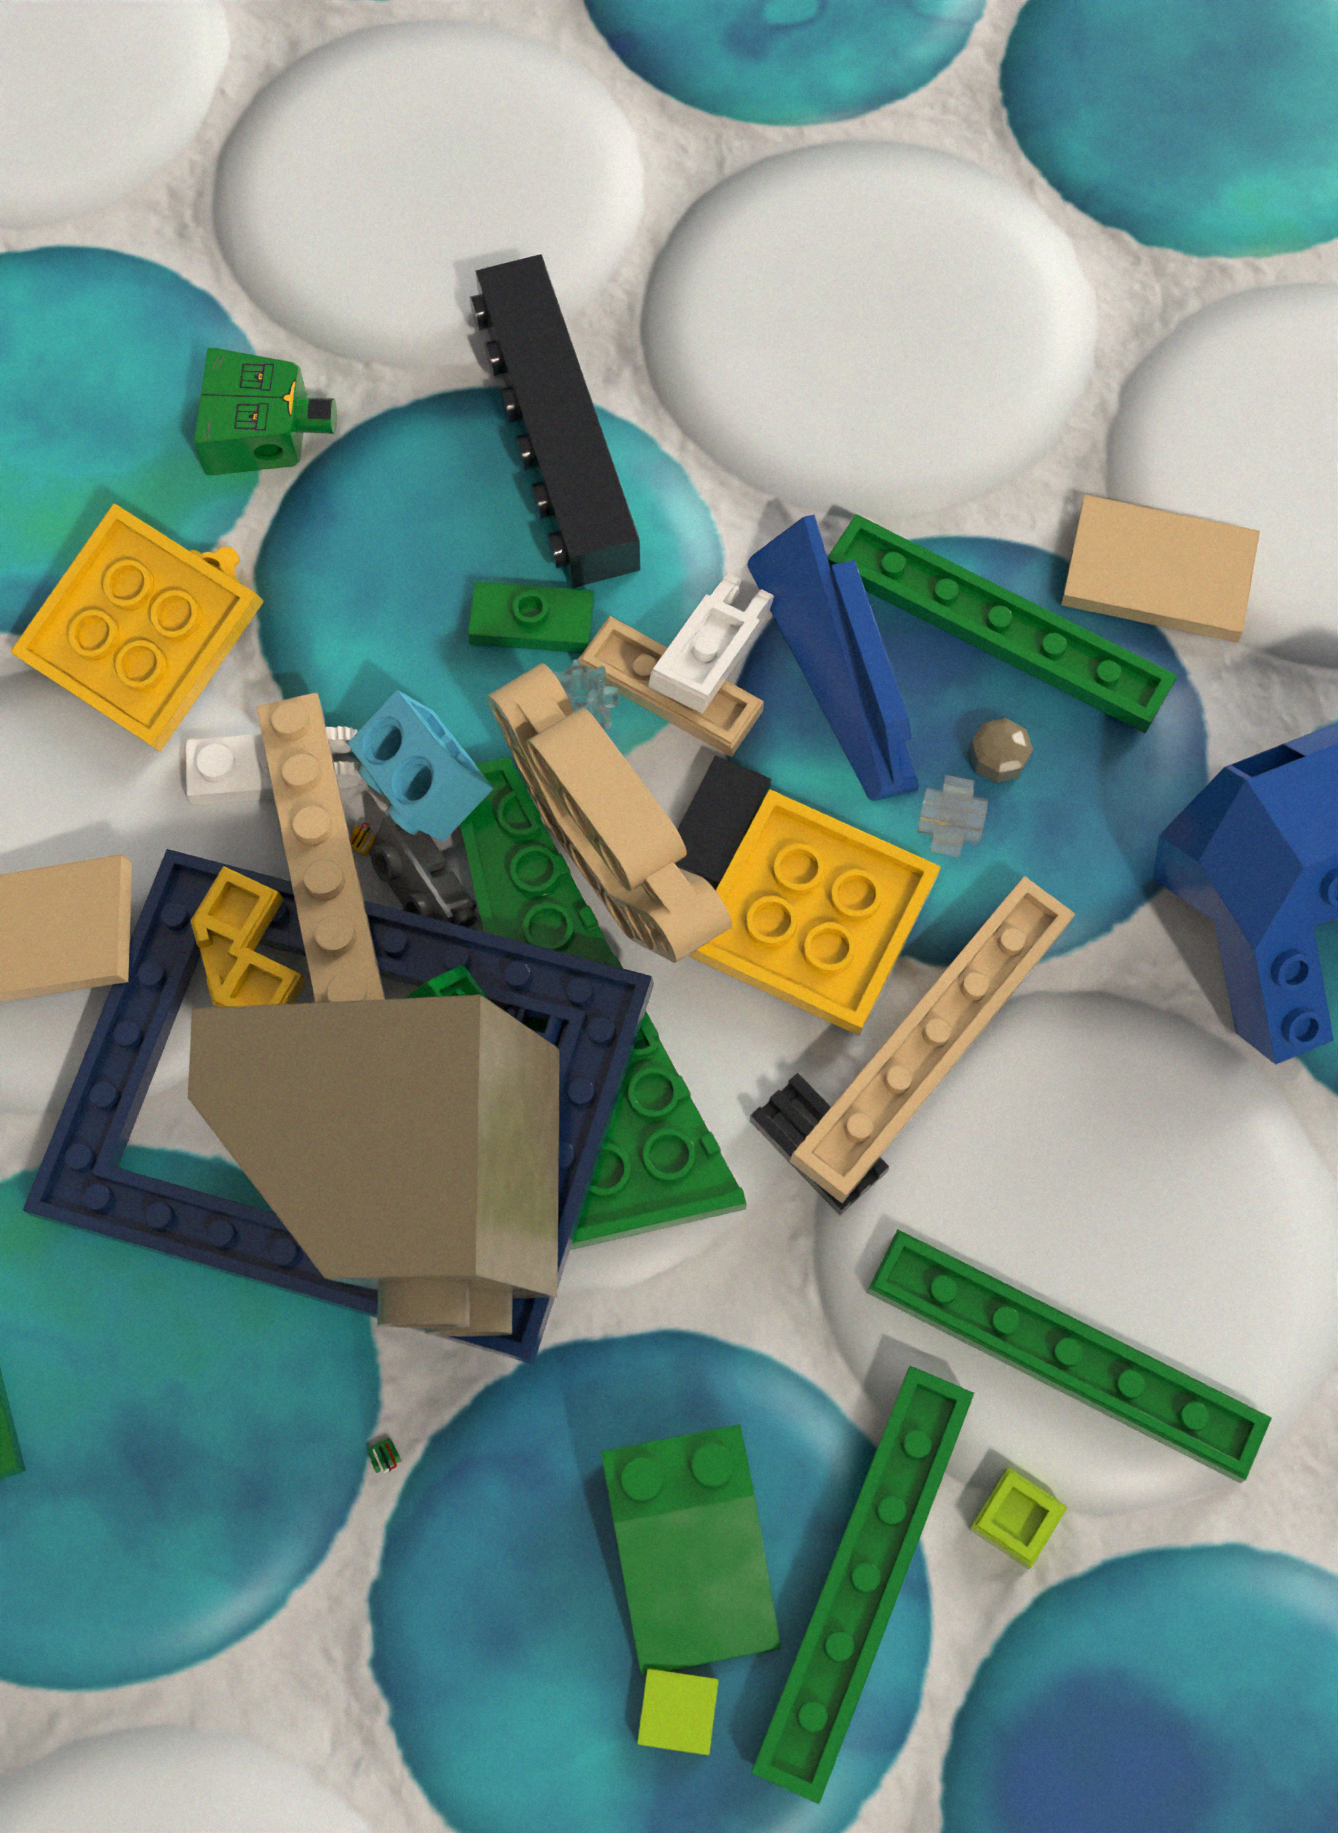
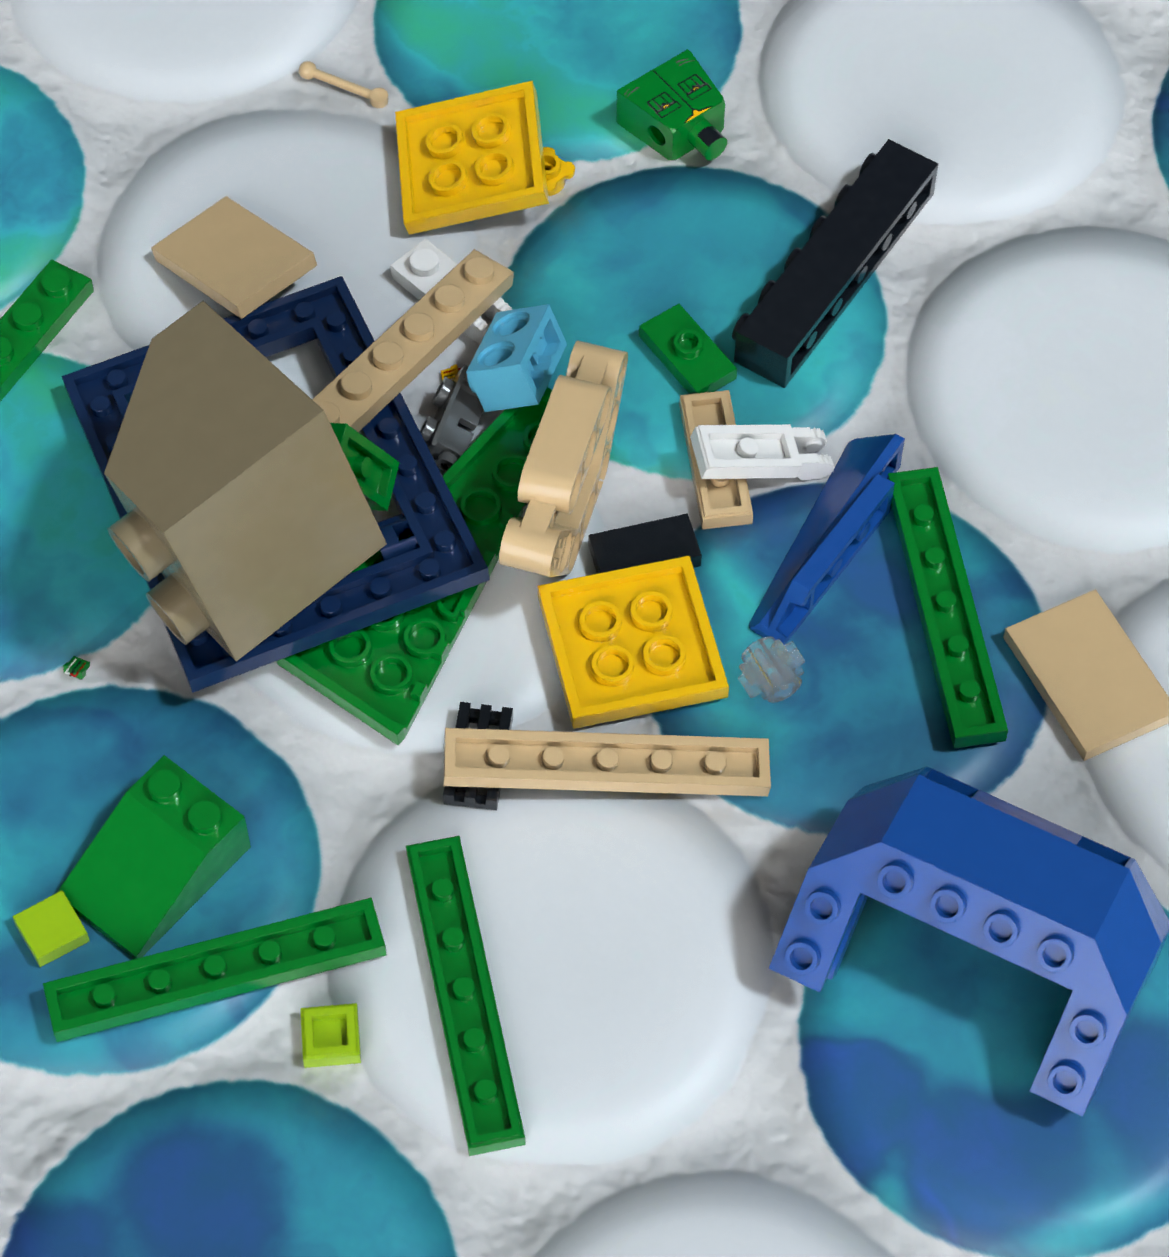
camera: 50 degrees right, 10 degrees down
(227, 933) = (317, 340): yellow tile -> none
(587, 683) = (651, 413): clear gear -> none
(1000, 750) = (853, 671): dark tan tile -> none

